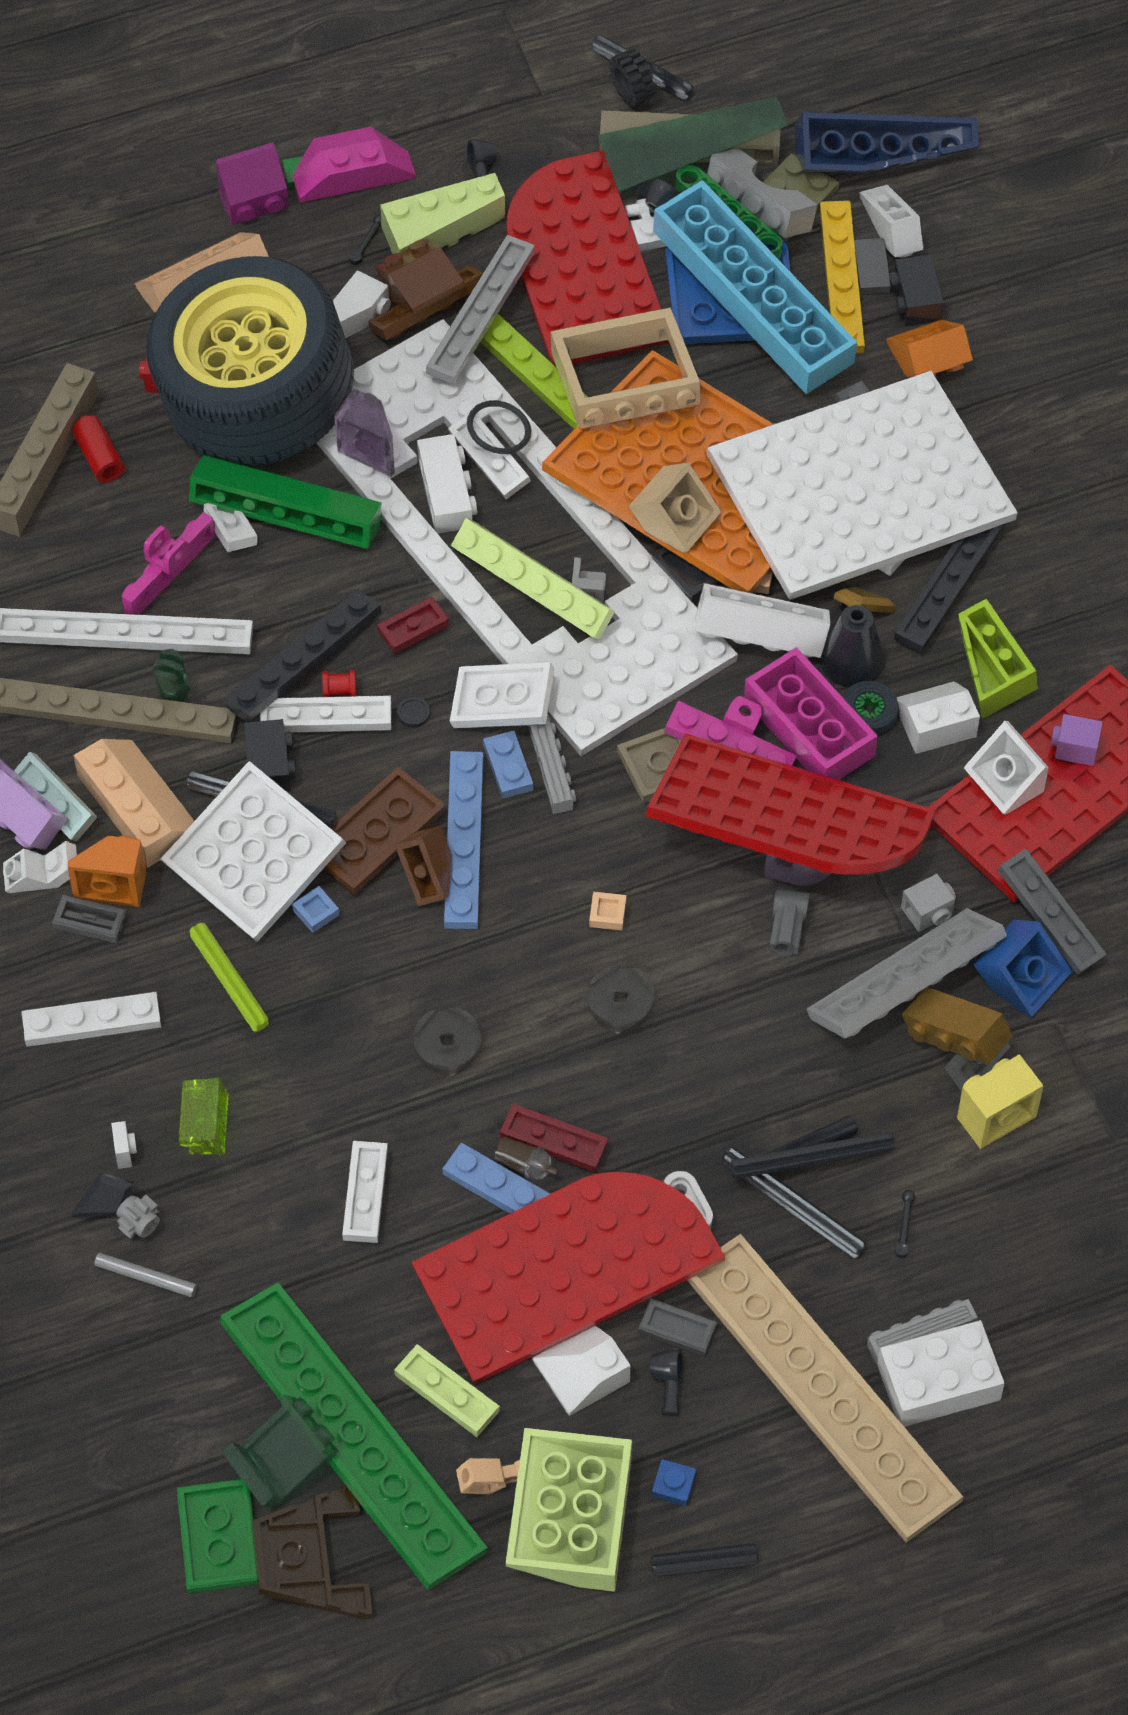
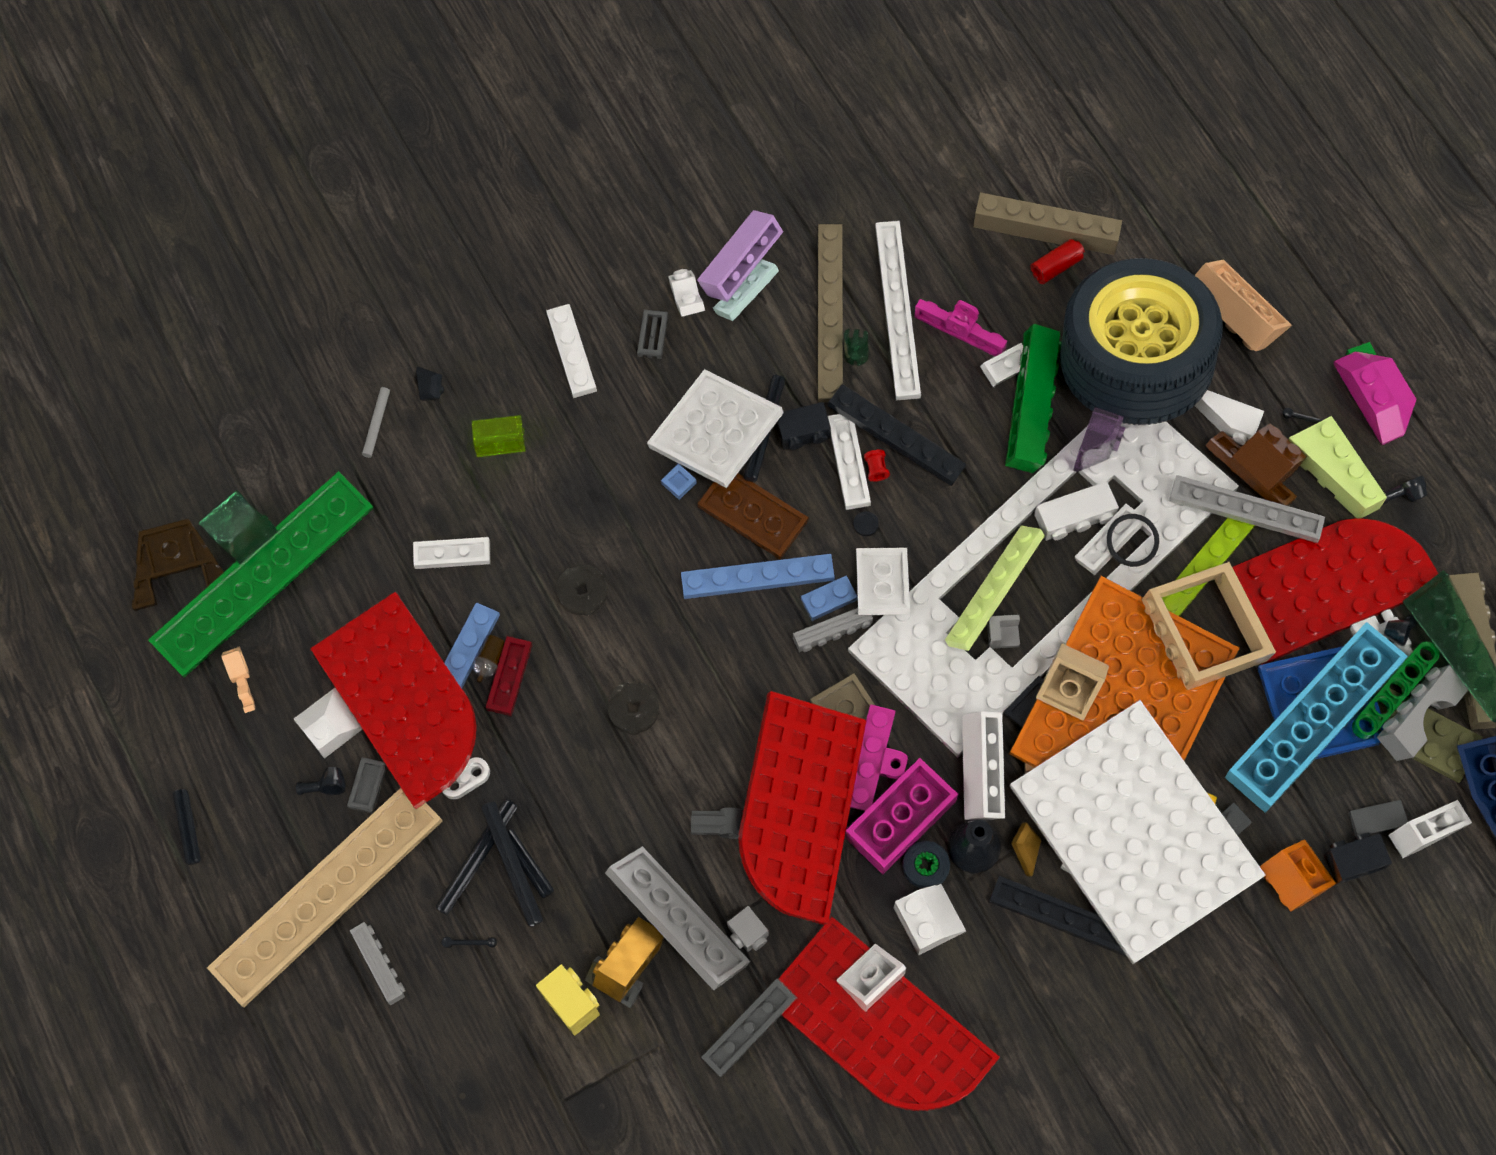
camera: 85 degrees right, 10 degrees up
(109, 872) = (683, 339): orange slope -> none
(124, 1144) = (470, 387): white plate -> none
(133, 795) = (754, 343): light nougat slope -> none
(138, 1216) = (414, 406): light grey gear -> none
(217, 1535) = (185, 499): green tile -> none
(229, 977) = (616, 433): lime axle -> none
(251, 184) = (1331, 320): magenta slope -> none
(413, 625) = (940, 509): dark red plate -> none
(426, 864) = (725, 549): reddish brown slope -> none
(447, 1390) = (301, 632): yellowish green plate -> none
(570, 1507) = (209, 726): yellowish green slope -> none
(607, 911) = (706, 687): light nougat plate -> none
(673, 1482) = (245, 798): blue plate -> none
(841, 268) = (1361, 794): yellow plate -> none
(940, 1373) = (338, 979): white brick -> none
(995, 660) = (984, 958): lime wedge -> none
(1023, 966) = (699, 1011): blue slope -> none
(1077, 739) = (912, 1032): medium lavender brick -> none

